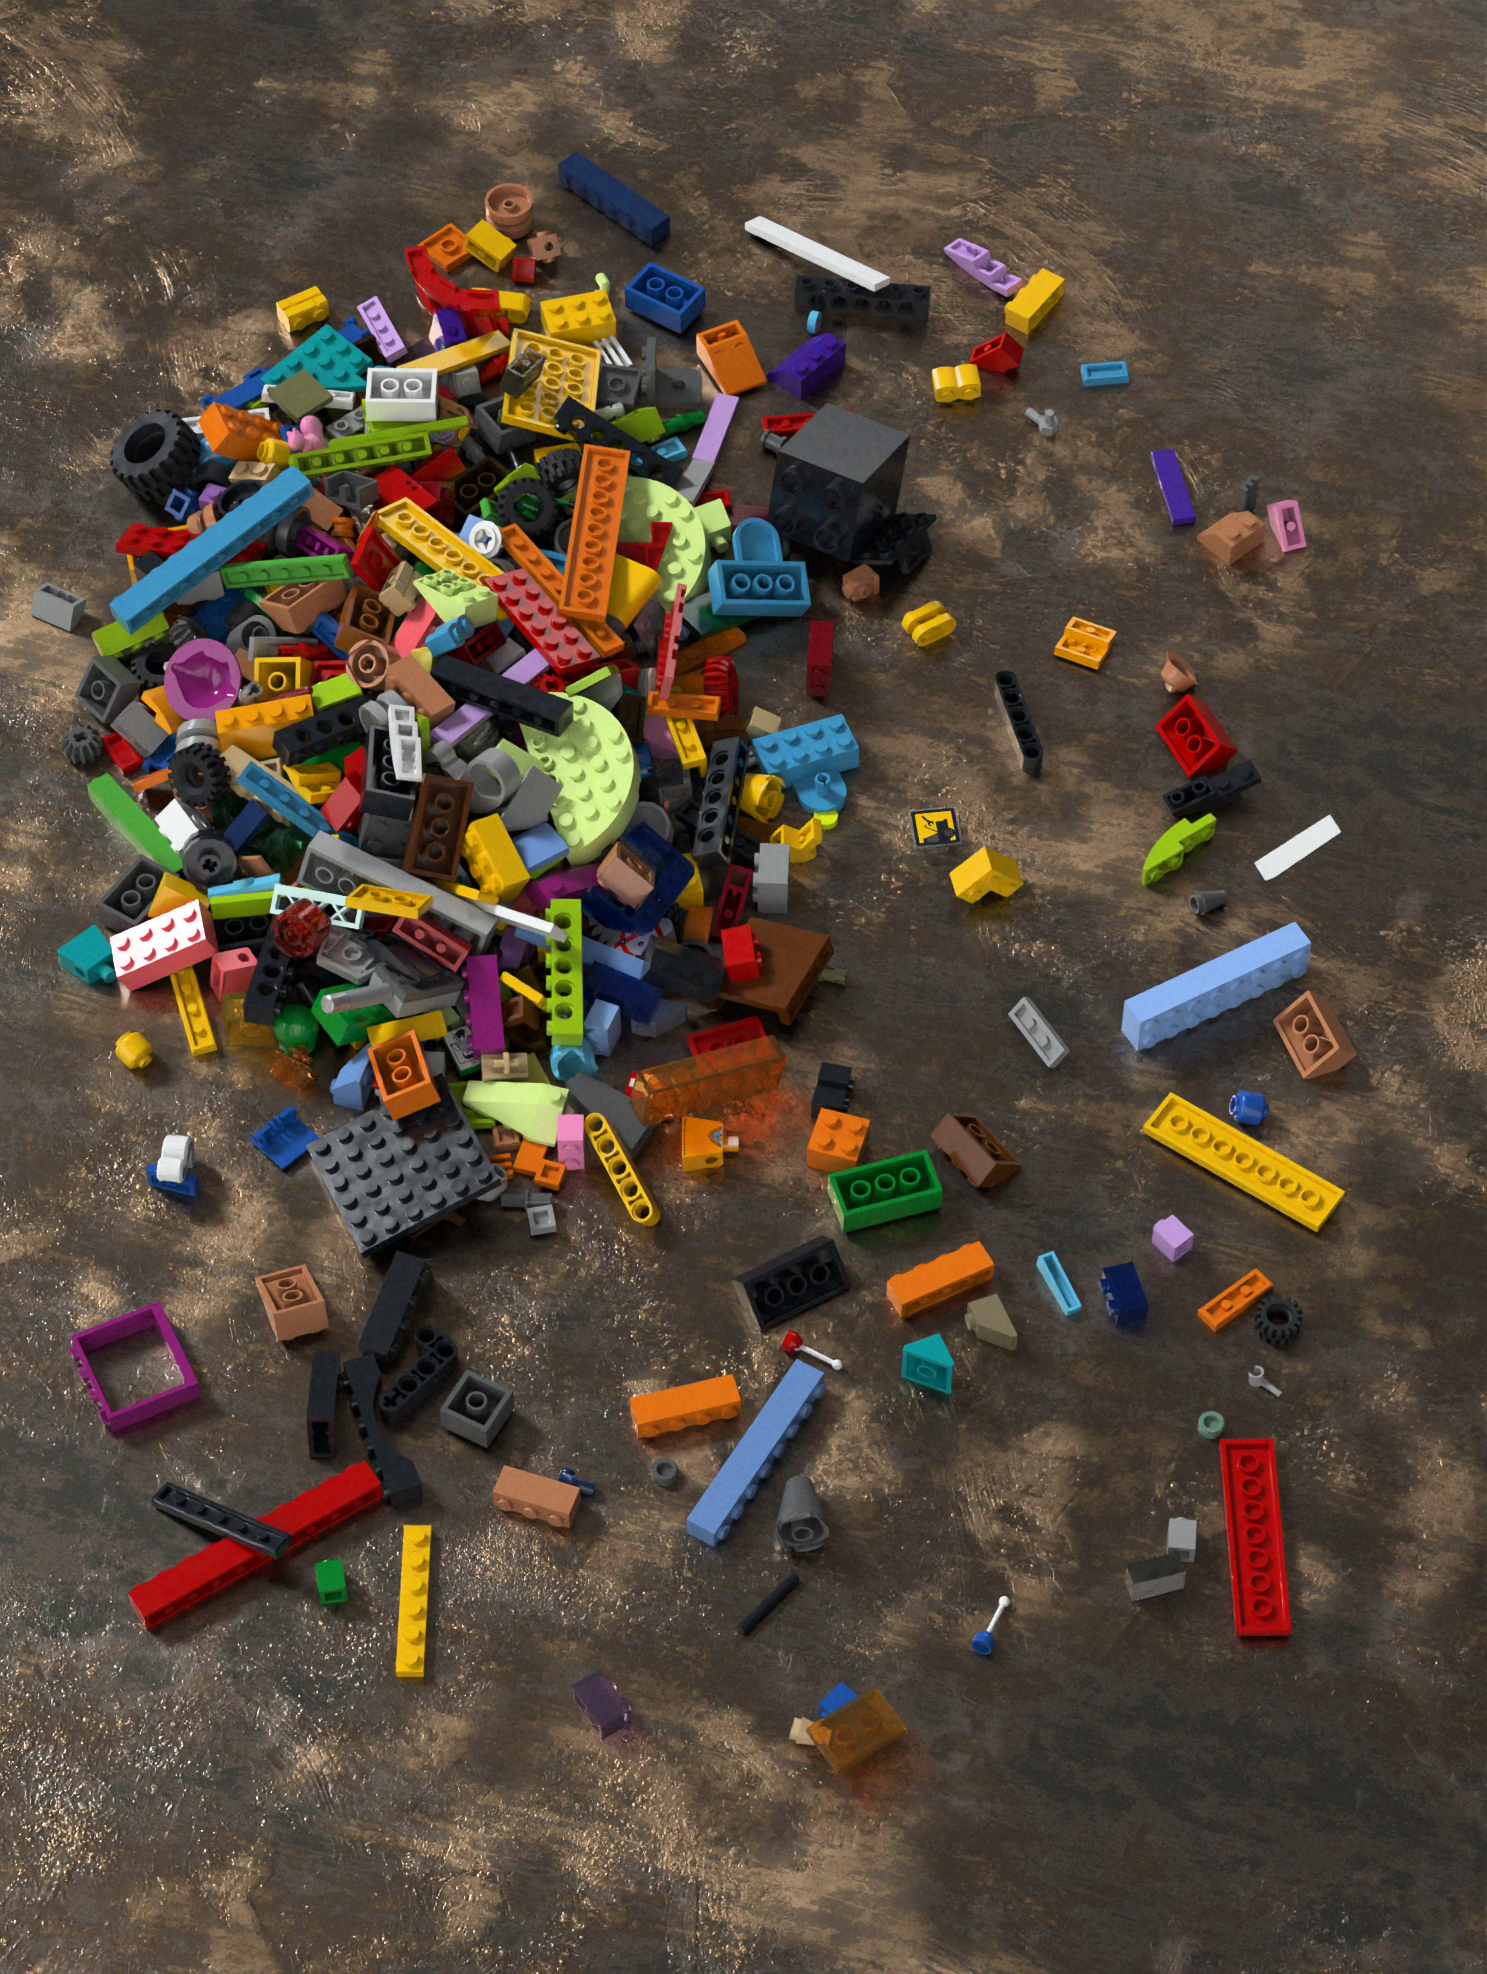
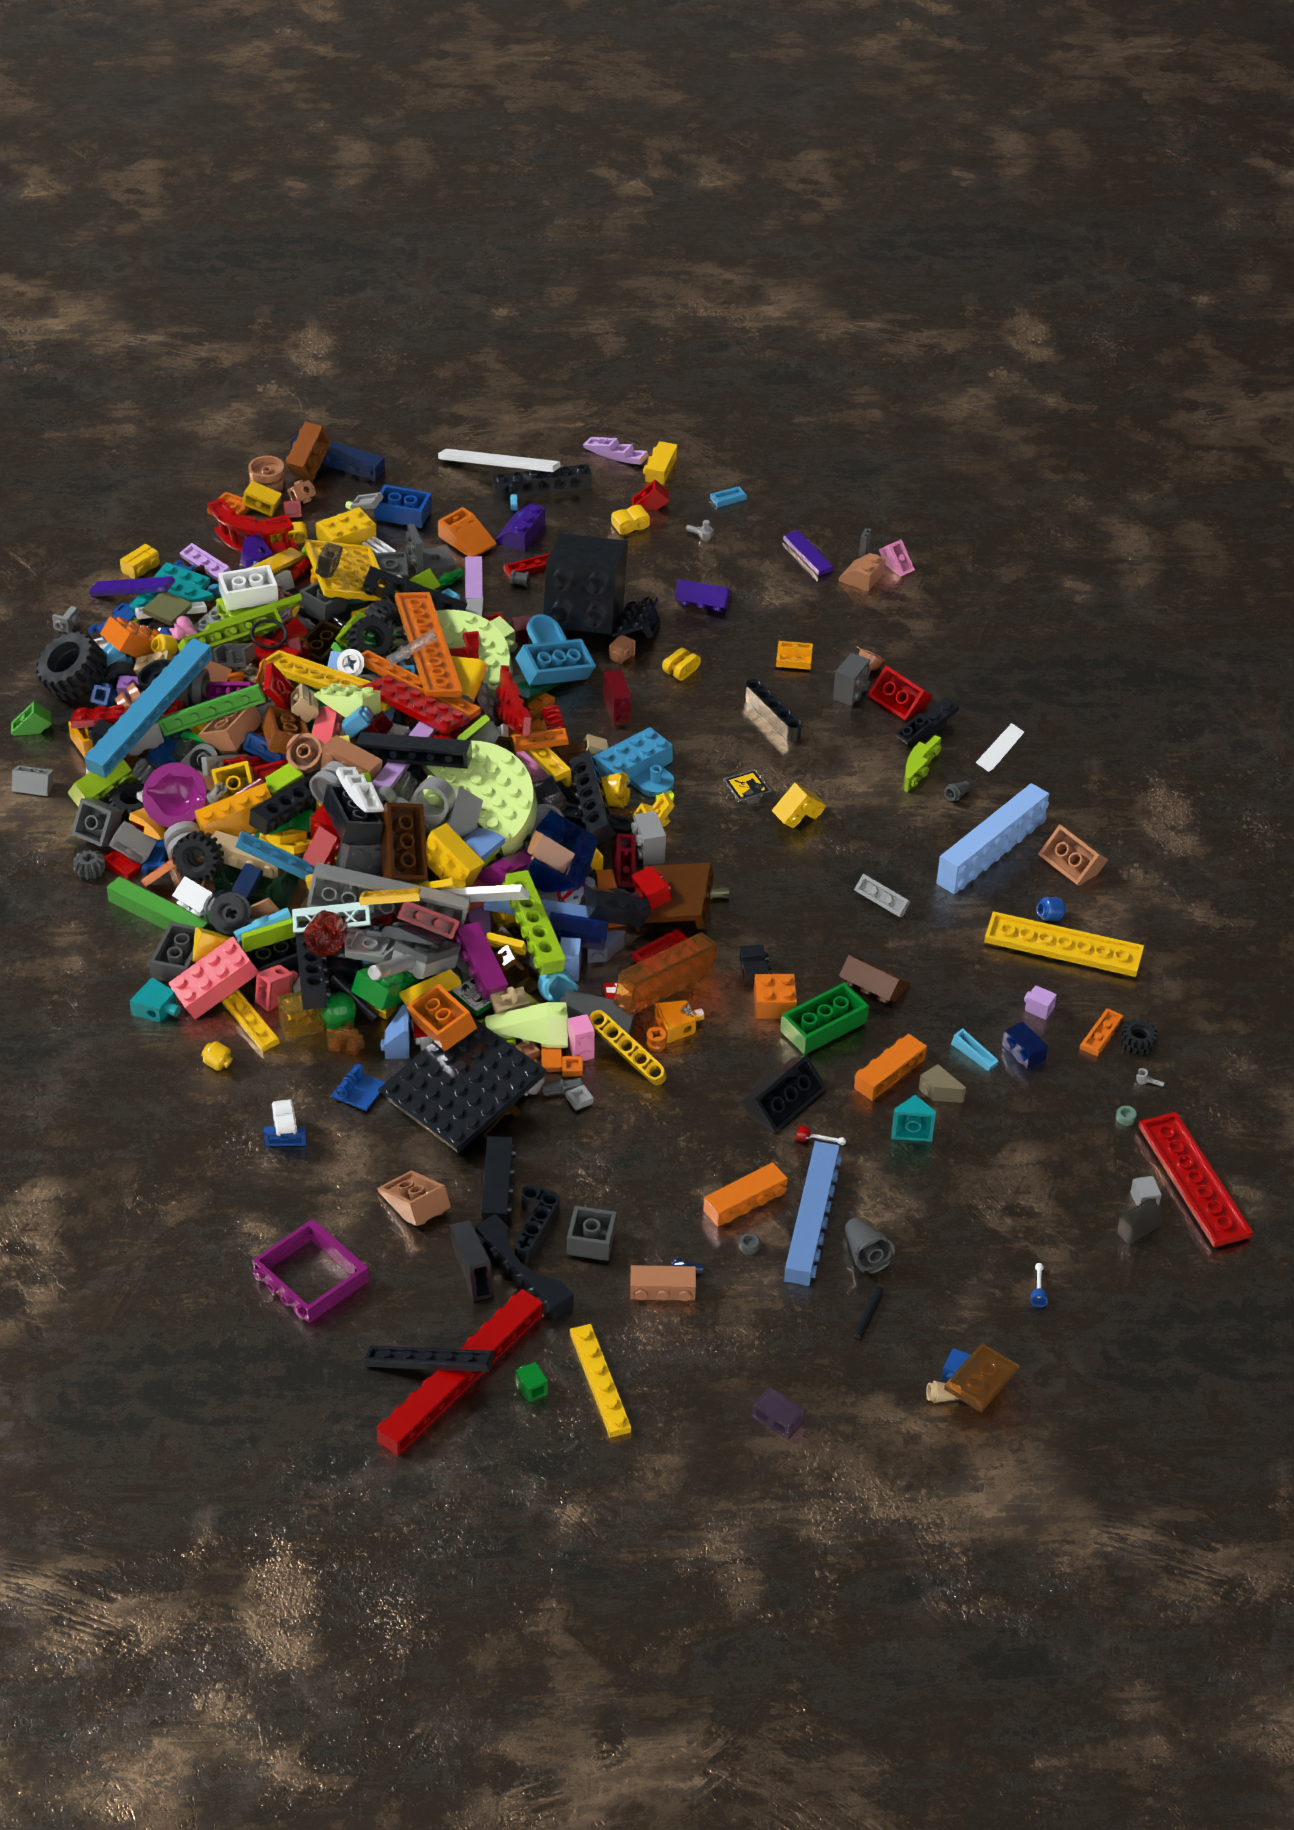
camera: 20 degrees left, 10 degrees down
(86, 519) = (31, 720): none -> bright green slope
(182, 380) = (67, 621): none -> light grey bracket
(273, 350) = (132, 586): none -> dark purple tile
(406, 448) = (271, 621): none -> black tyre
(568, 536) = (409, 649): none -> clear pin
(570, 190) = (308, 452): none -> dark orange brick
(617, 283) = (367, 501): none -> light grey tile
(666, 1170) = (656, 1039): none -> orange wheel
(1001, 524) = (702, 595): none -> dark purple slope
(1137, 701) = (851, 679): none -> dark grey brick

